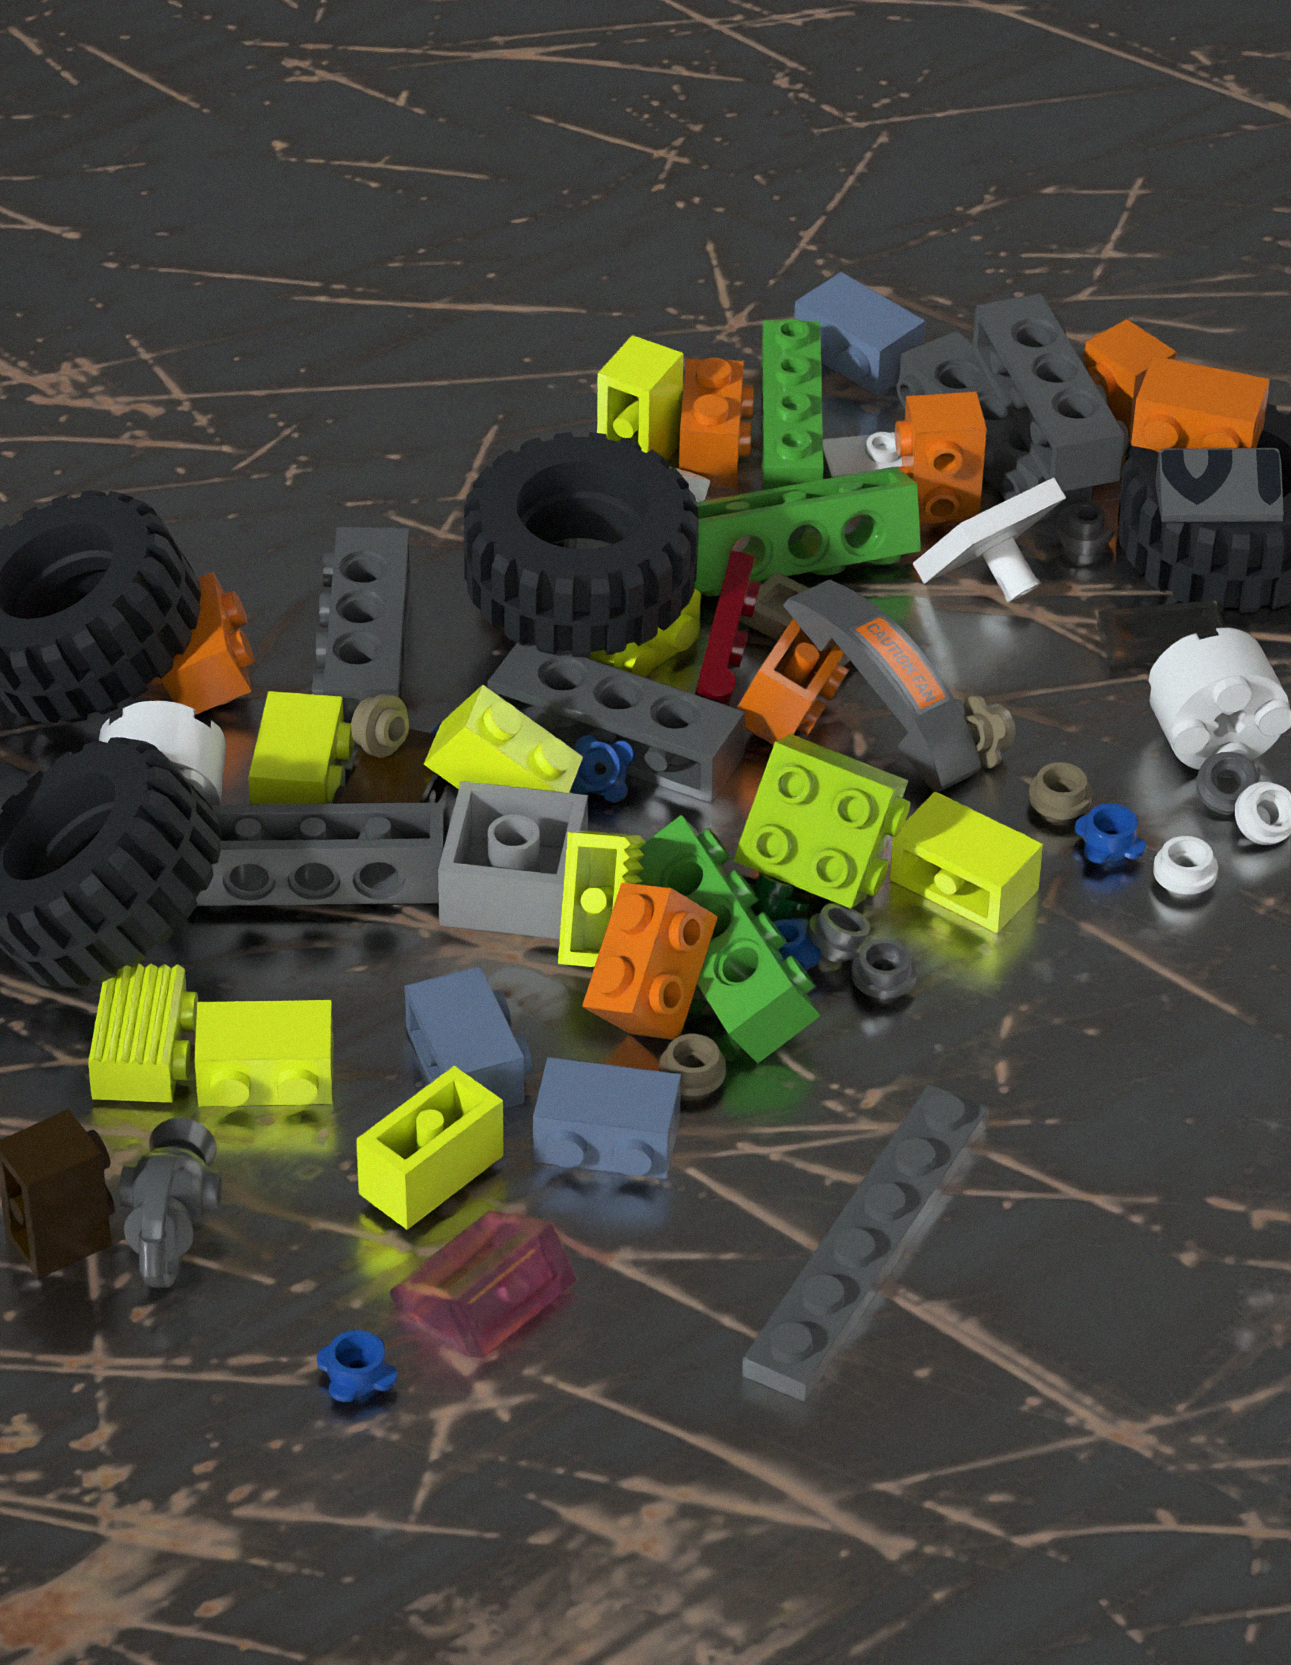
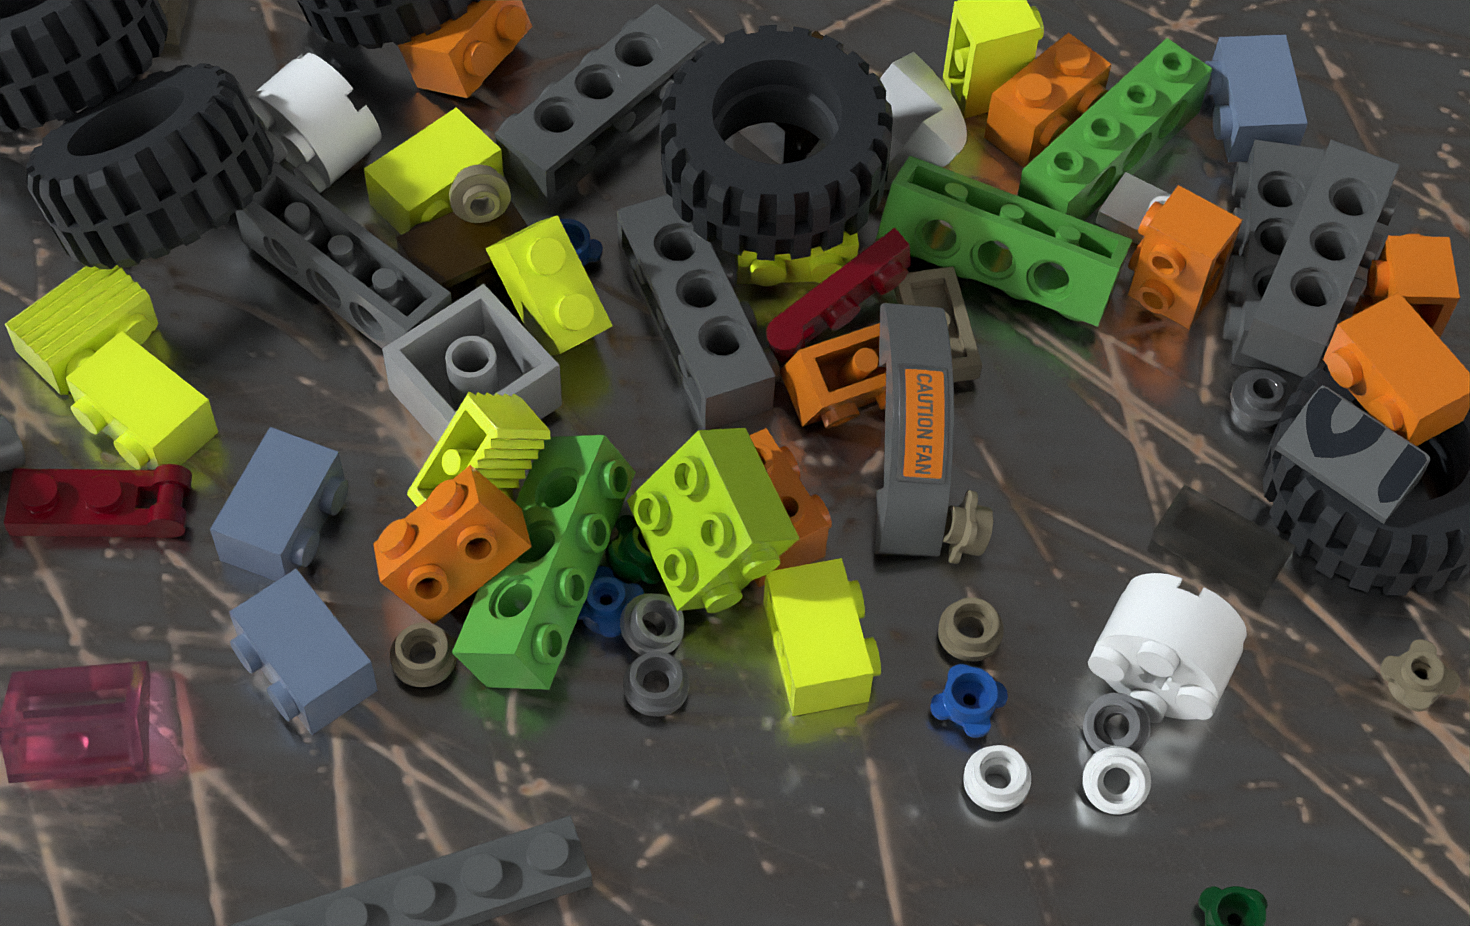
camera: 40 degrees right, 15 degrees up
(302, 1145) = (98, 502): none -> dark red plate
(430, 1147) = (142, 577): neon yellow brick -> none
(615, 757) = (639, 341): blue plate -> none
(992, 537) = (1149, 364): white tile -> none

